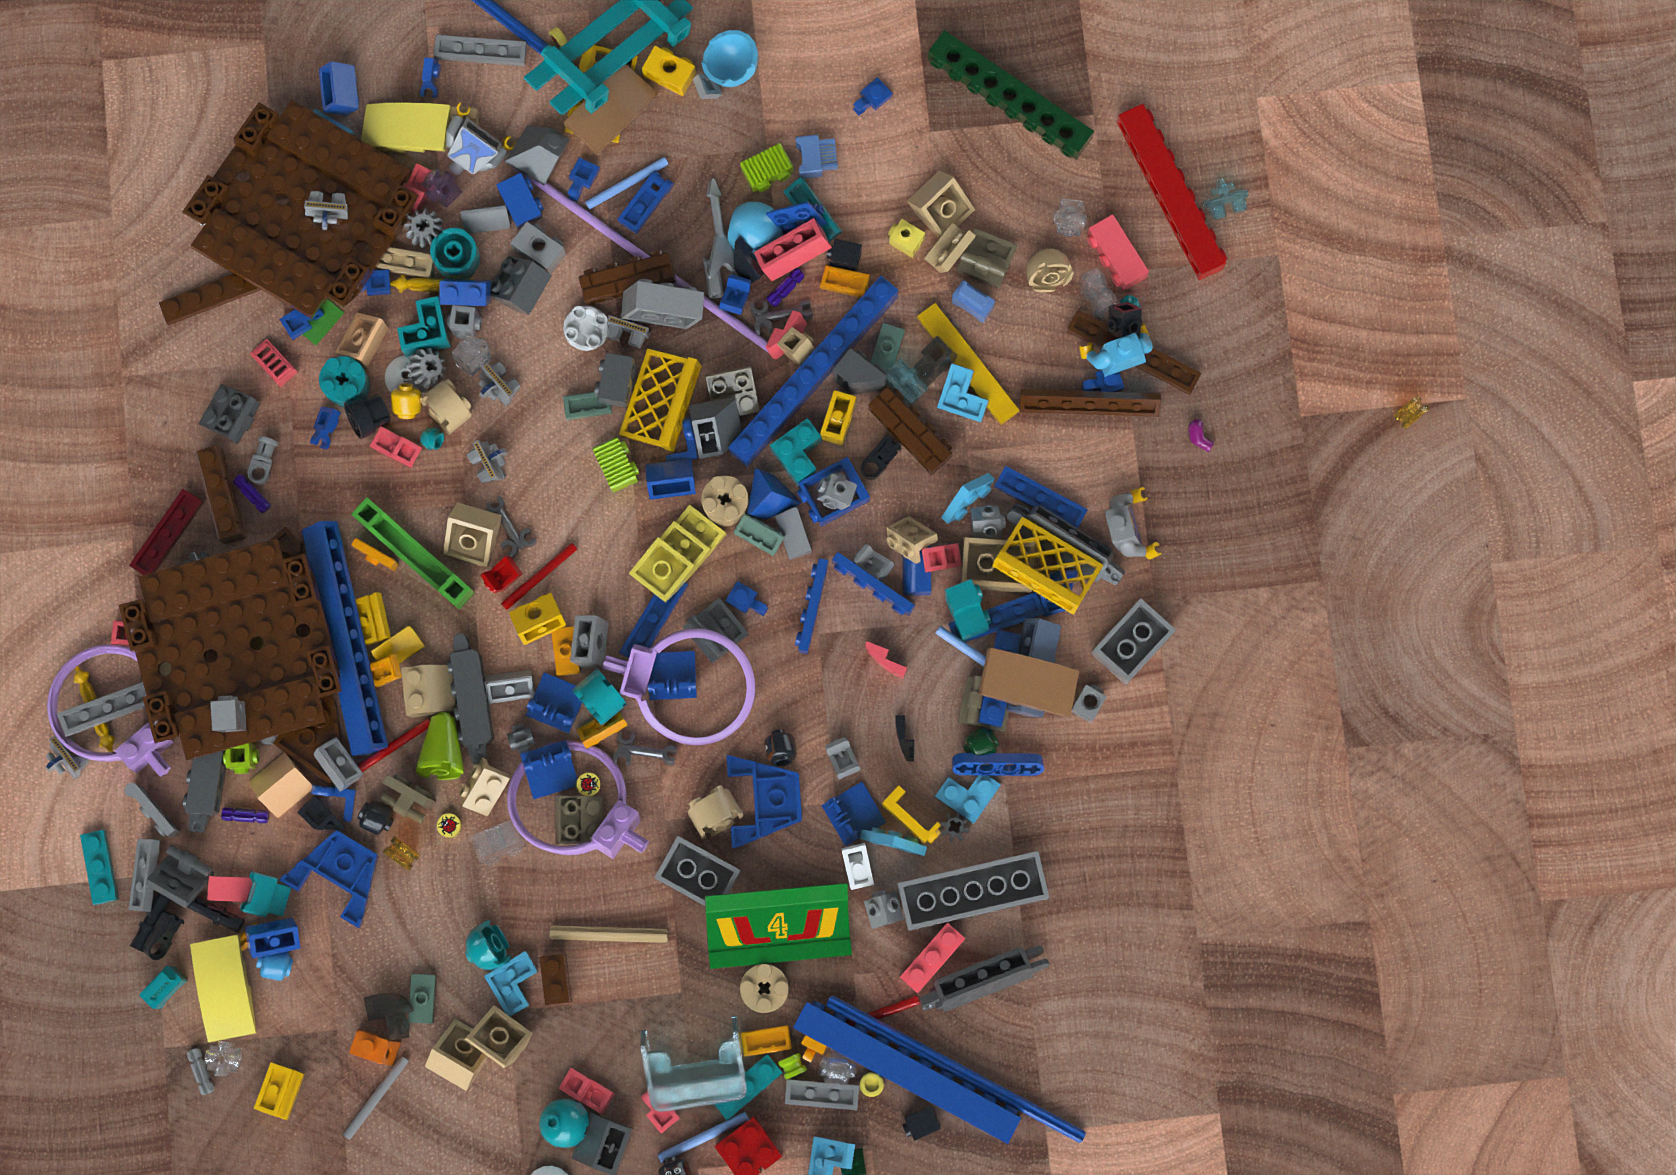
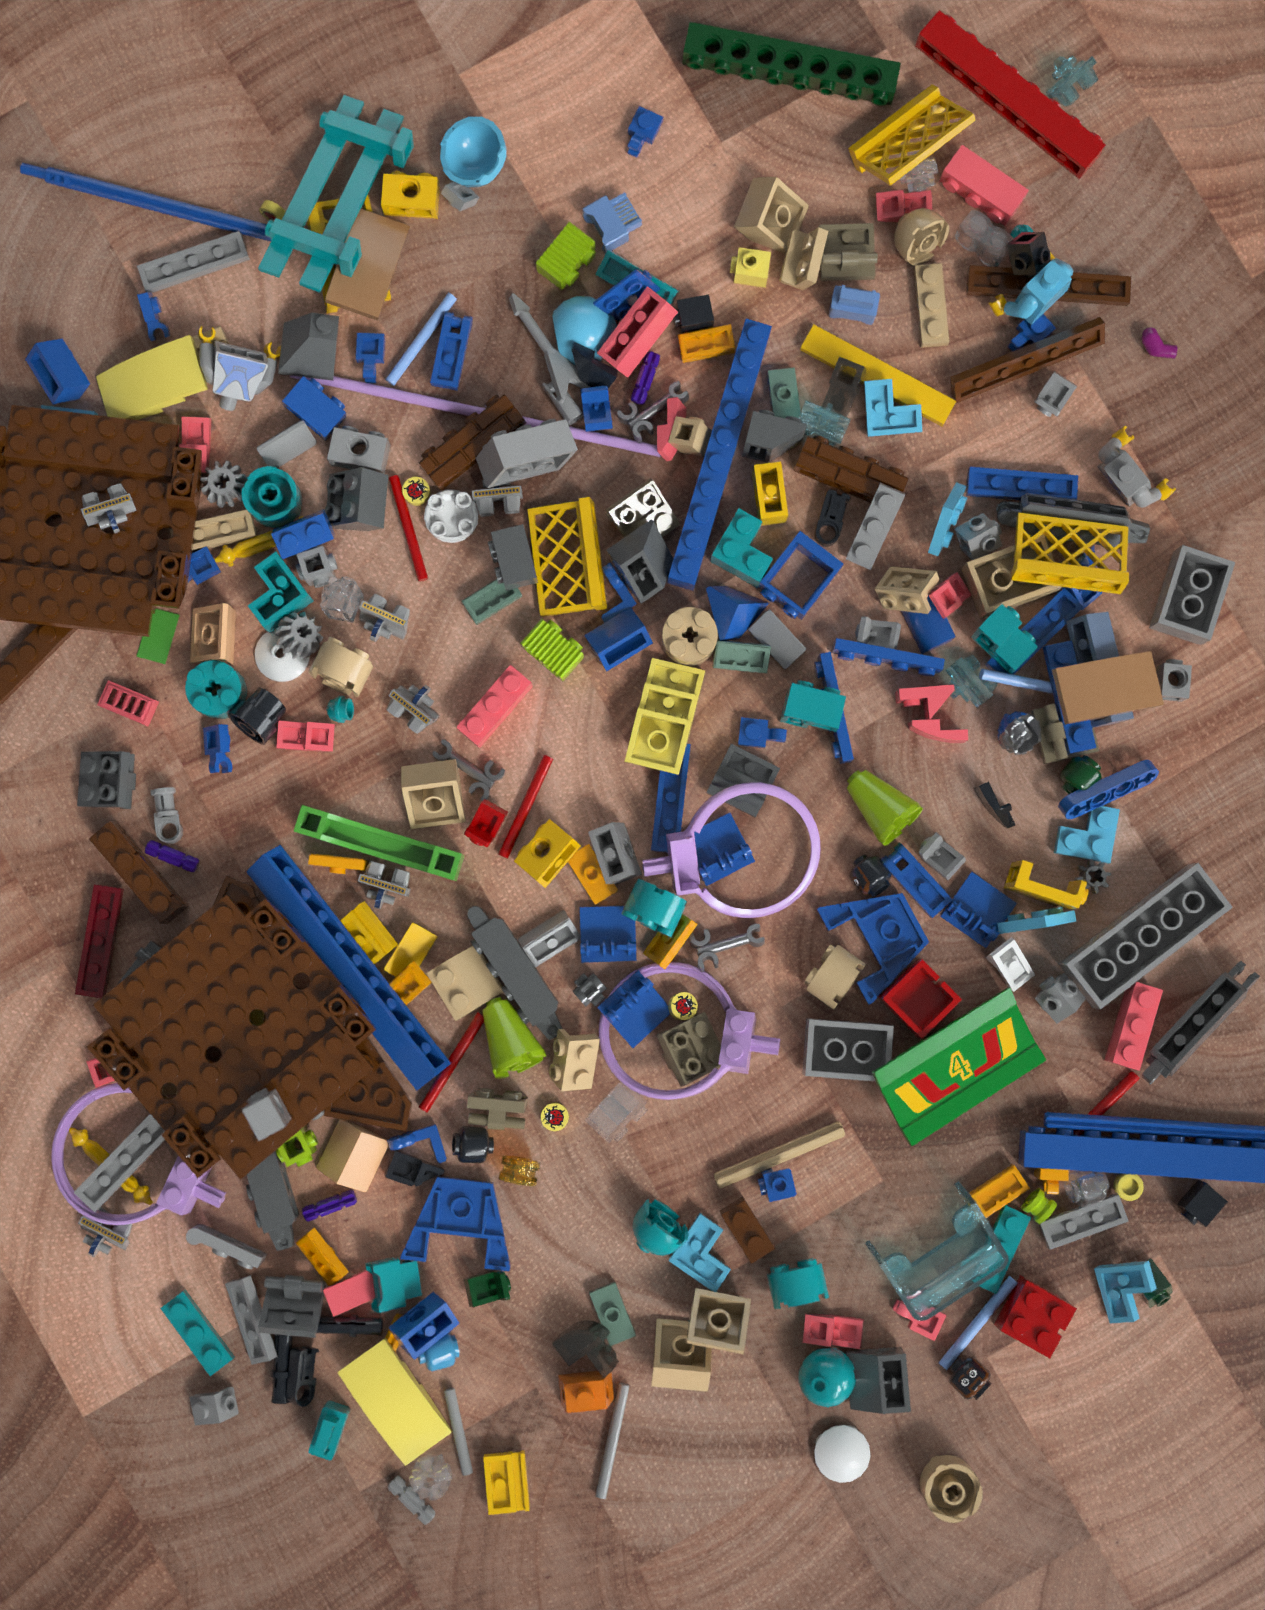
camera: 30 degrees left, 5 degrees up
(85, 929) = (214, 1406): none -> light grey bracket
(220, 851) = (322, 1257): none -> light orange plate
(261, 1035) = (458, 1431): none -> light grey bar
(298, 323) = (134, 648): blue plate -> none
(335, 933) = (487, 1288): none -> dark green bracket
(338, 764) = (405, 1106): light grey slope -> none
(396, 577) = (373, 876): none -> light grey hips
(406, 401) = (294, 681): yellow head -> none
(441, 187) = (222, 431): clear purple brick -> none
(549, 323) = (408, 528): none -> red bar
(550, 488) = (494, 706): none -> coral brick
(568, 297) = (416, 491): none -> tile
(574, 1038) = (797, 1284): none -> teal brick
(594, 954) = (777, 1184): none -> blue bracket
(764, 974) = (978, 1153): tan brick -> none
(772, 860) = (918, 1000): none -> red piece
(792, 596) = (813, 706): none -> teal brick
(814, 698) = (882, 805): none -> lime cone
(815, 769) = (917, 881): none -> blue plate
(836, 491) = (809, 573): light grey brick -> none
(894, 631) = (932, 697): none -> coral slope
(908, 479) = (875, 526): none -> light grey plate
(925, 634) = (968, 683): none -> clear light blue hips
(947, 688) = (1019, 732): none -> flat silver piece
(1035, 328) = (931, 305): none -> tan plate
(1041, 237) = (895, 204): none -> coral slope
(1077, 179) = (906, 125): none -> yellow fence
(1098, 439) = (1054, 395): none -> light grey bracket

